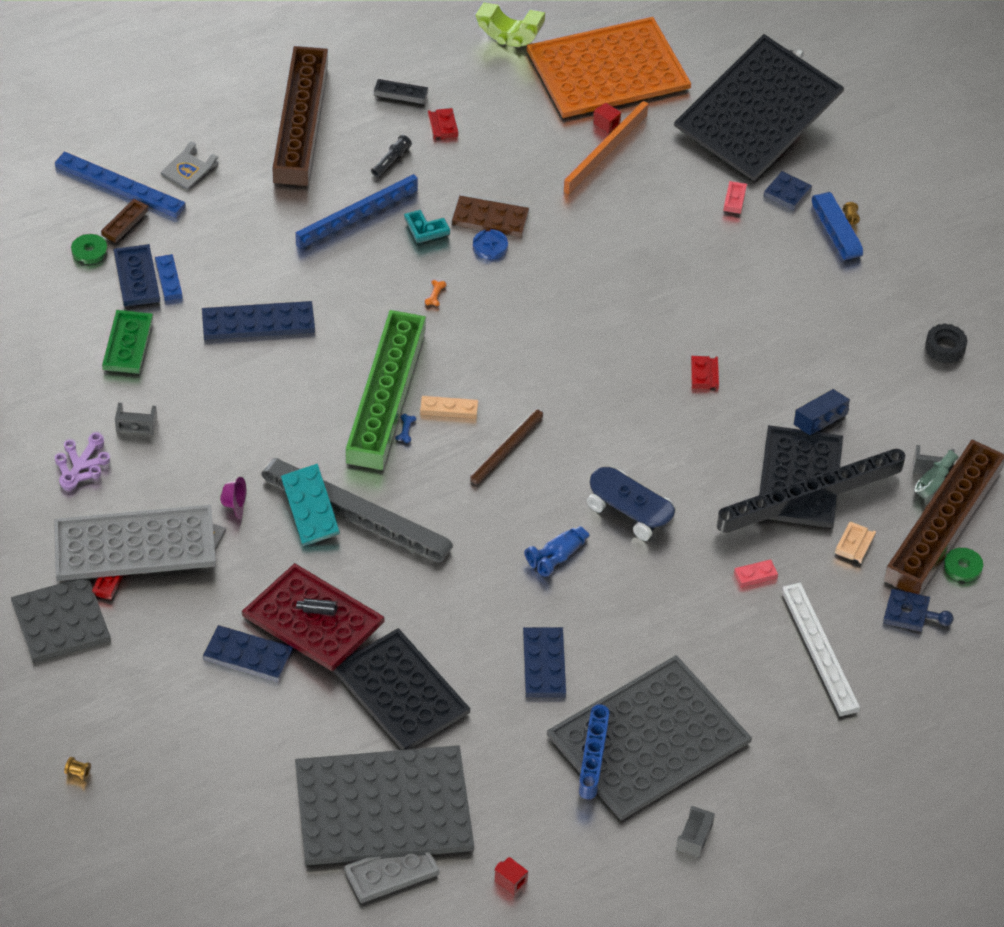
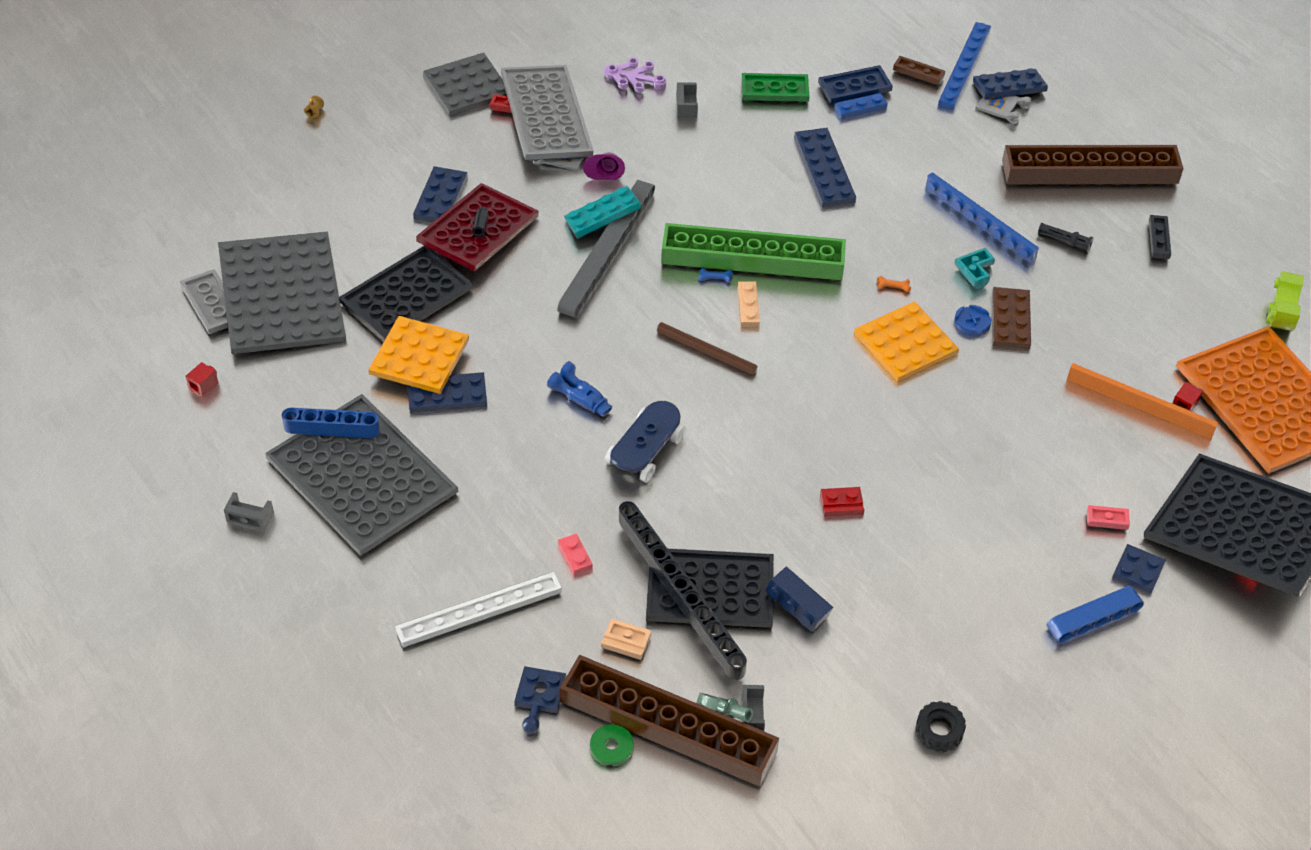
camera: 85 degrees right, 0 degrees up
(89, 241) = (872, 53): green tile -> none
(161, 154) = (1010, 83): none -> dark blue plate
(443, 123) = (1129, 273): red plate -> none
(500, 676) = (419, 354): none -> light orange plate
(512, 296) = (906, 341): none -> light orange plate
(850, 210) = (1120, 627): pearl gold bush -> none

